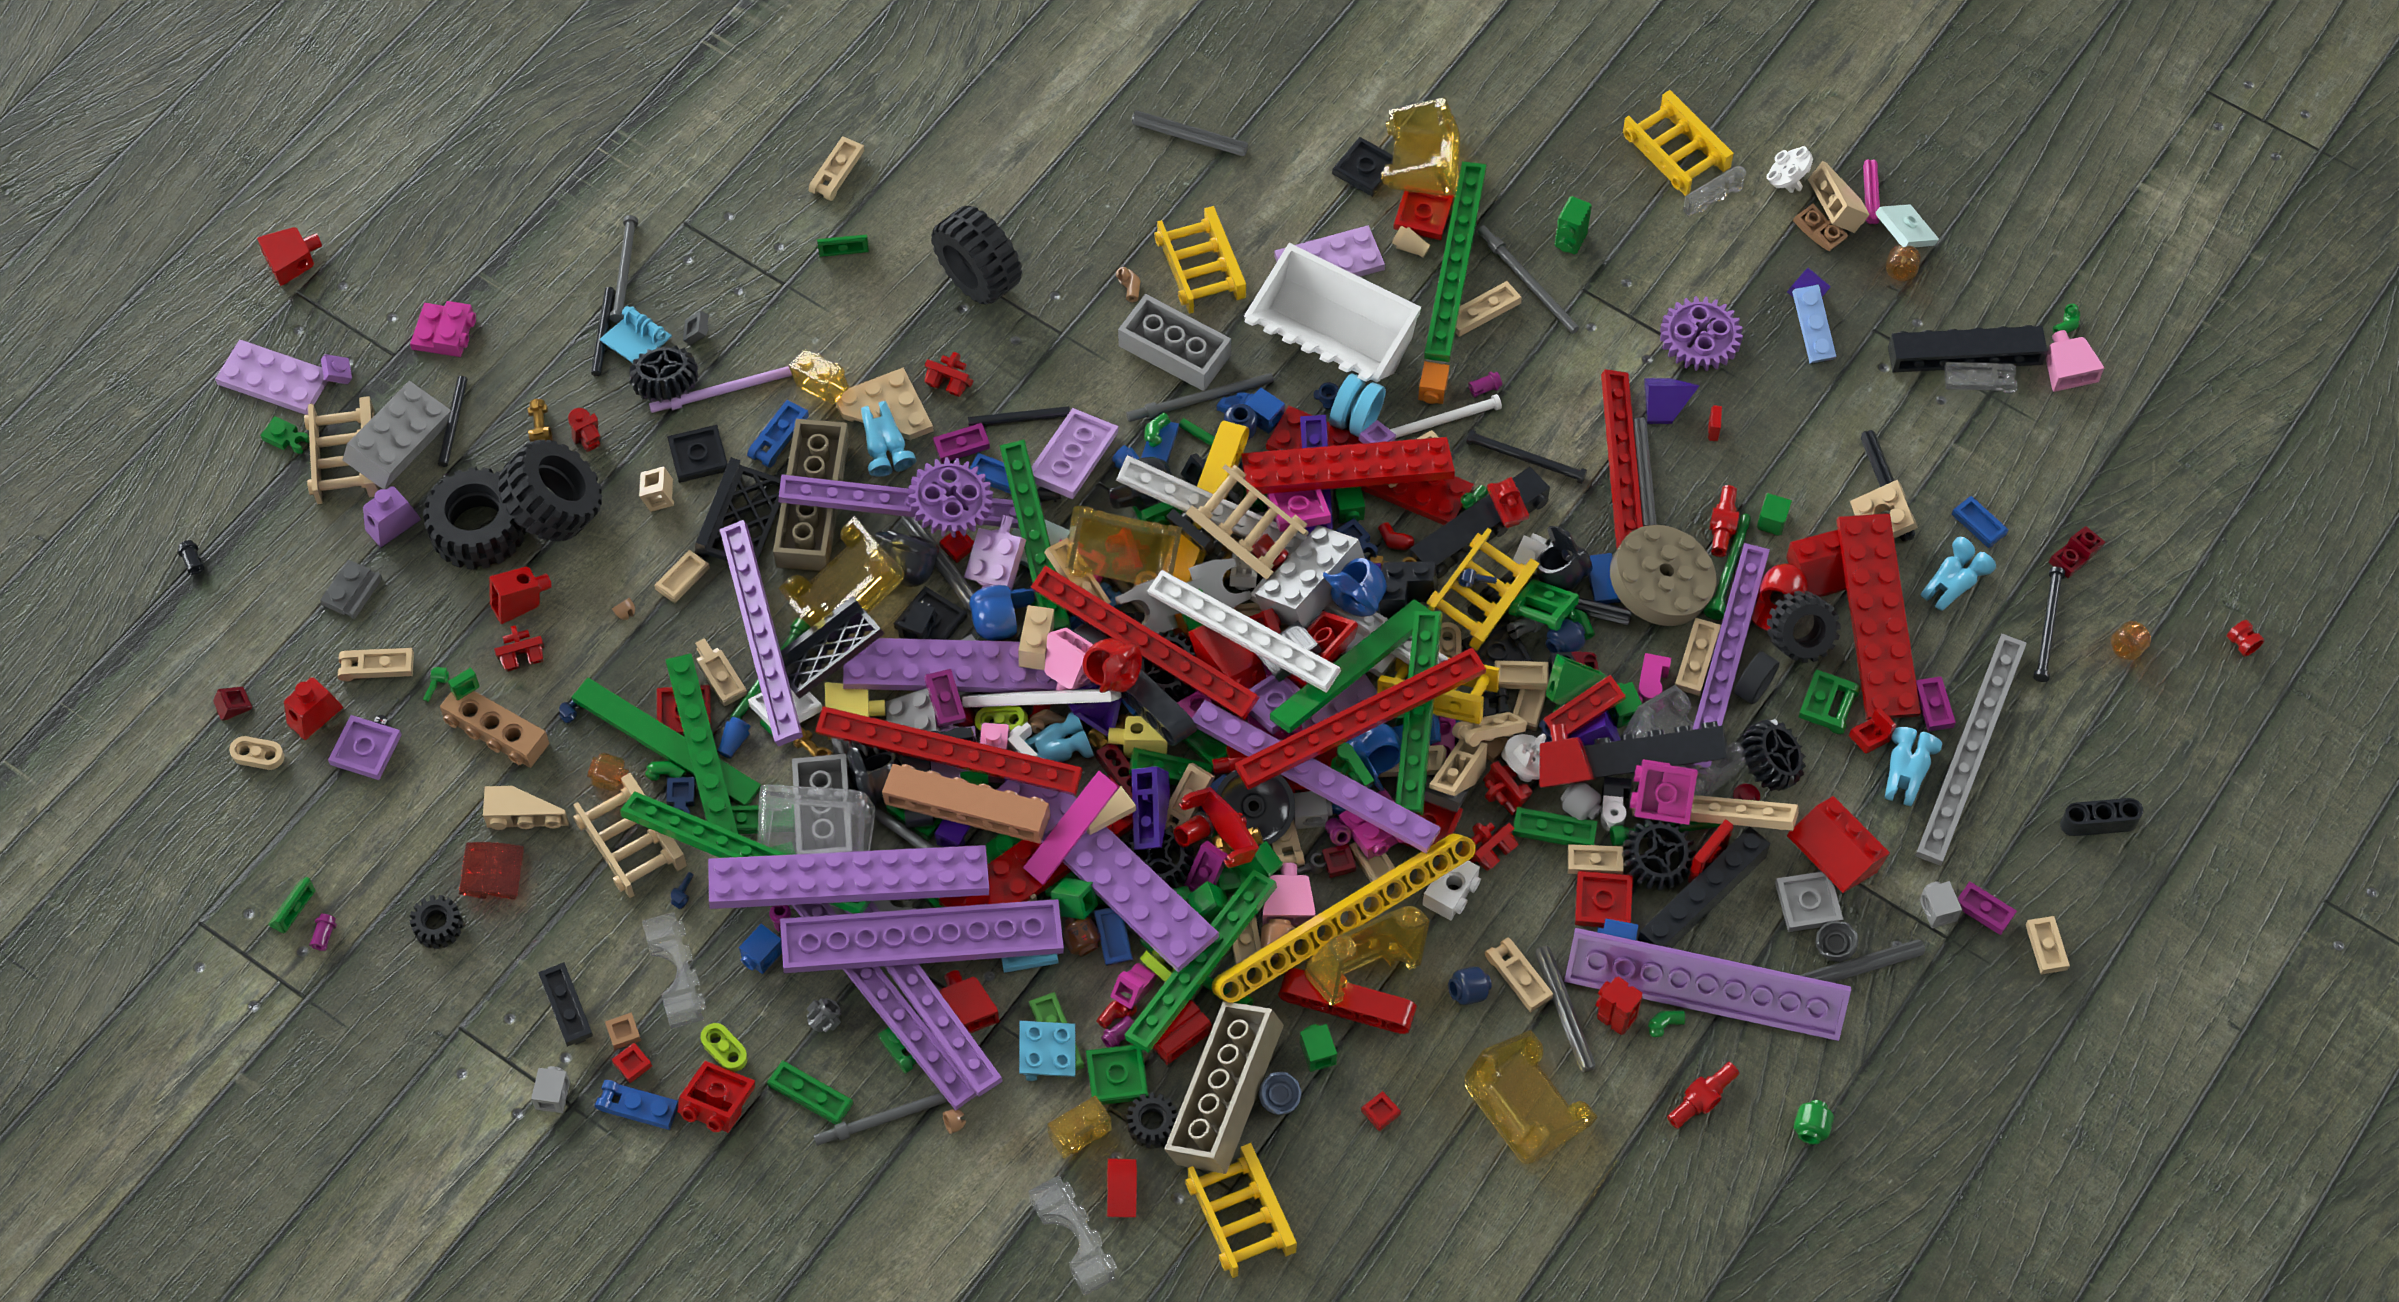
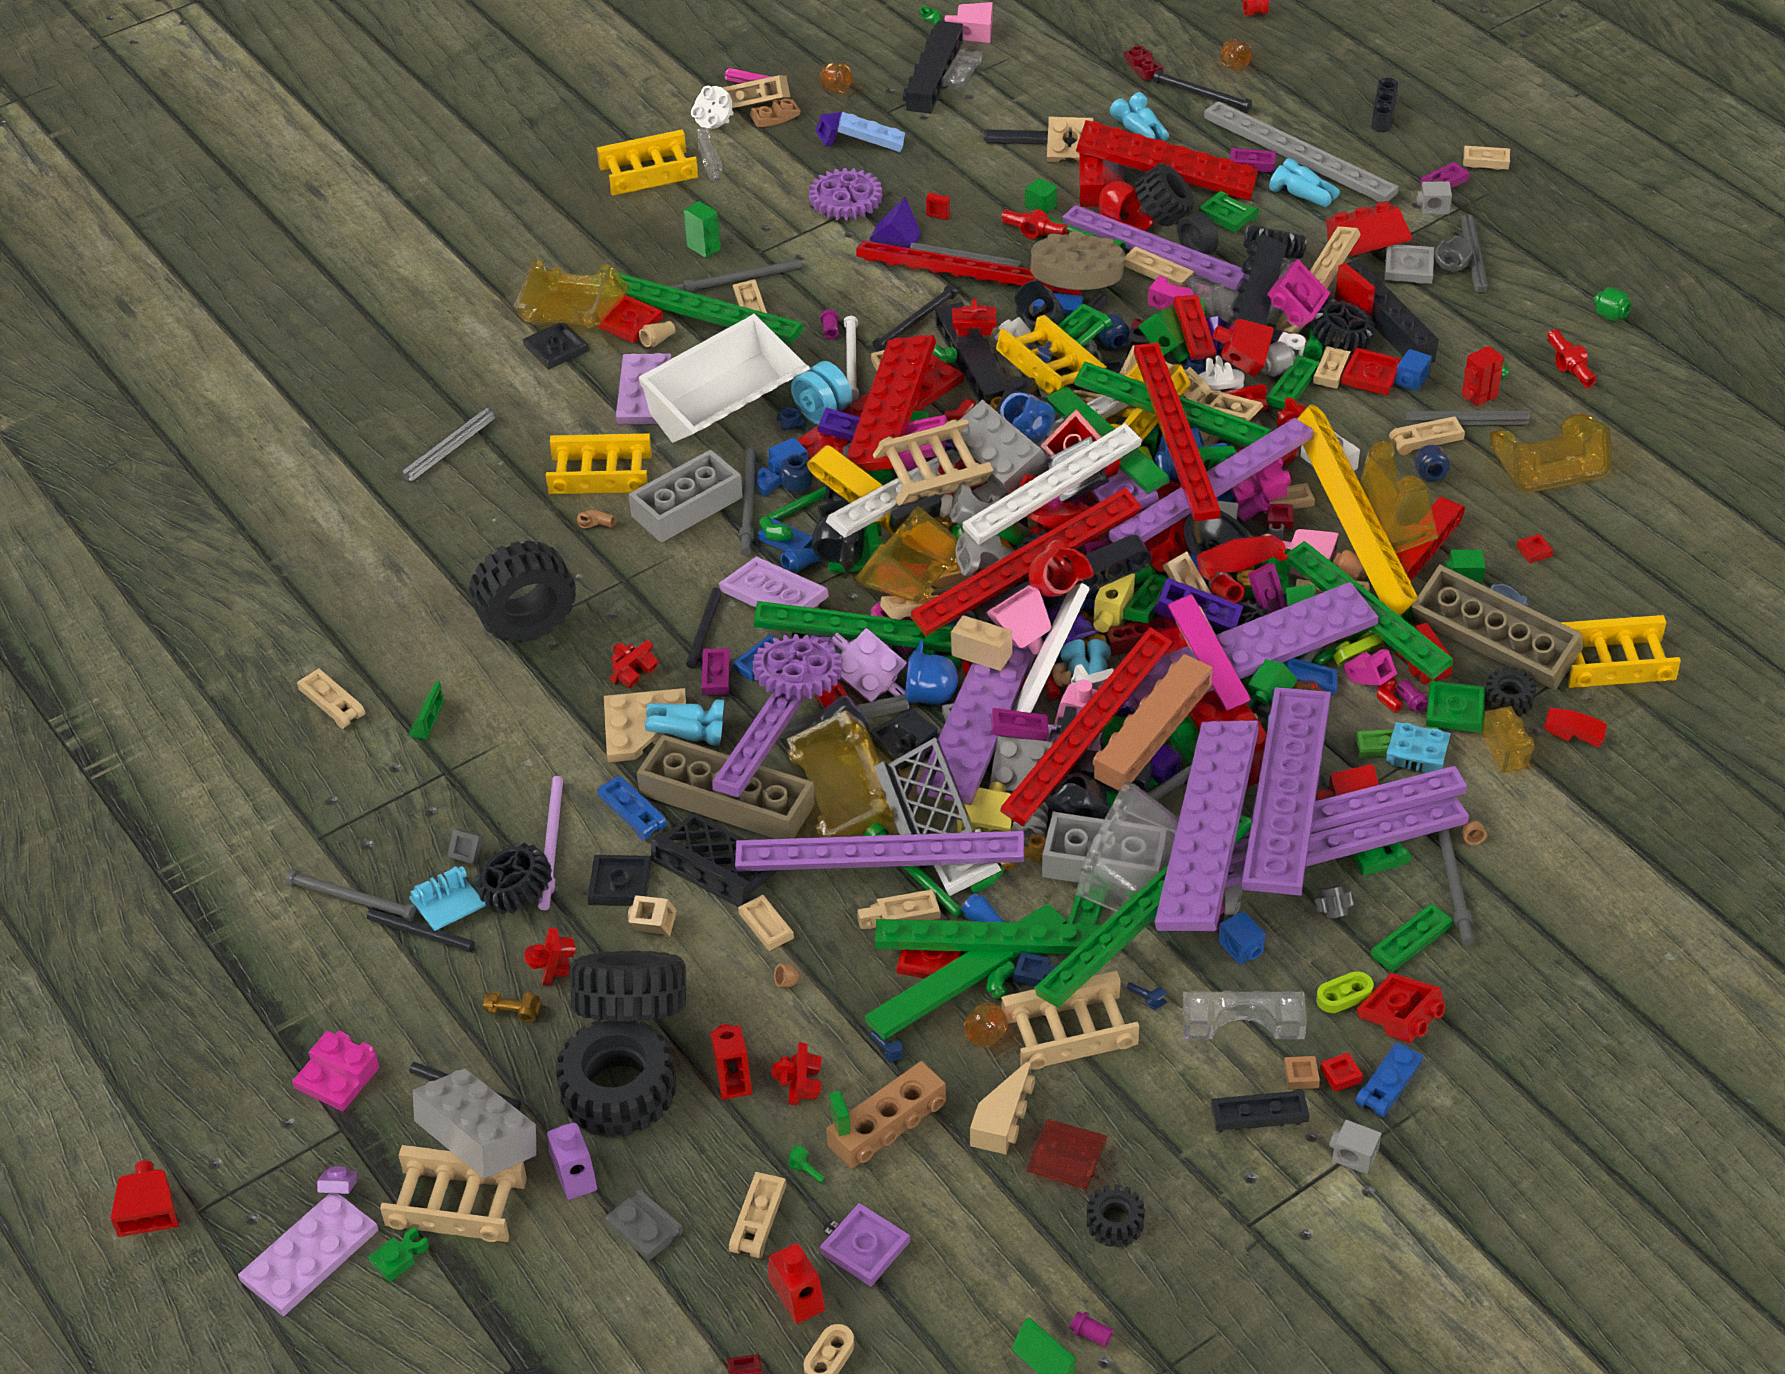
camera: 70 degrees left, 15 degrees down
(819, 376) = (586, 754): clear yellow brick -> none
(1001, 715) = (1047, 704): lime plate -> none
(1056, 1205) = (1648, 762): clear arch -> none
(1376, 433) = (860, 388): medium lavender plate -> none
(1433, 382) = (814, 348): orange brick -> none
(1710, 984) = (1473, 327): medium lavender plate -> none
(1873, 732) = (1266, 192): red bracket -> none
(1907, 226) = (804, 64): light aqua plate -> none
(1979, 522) = (1092, 102): blue tile -> none

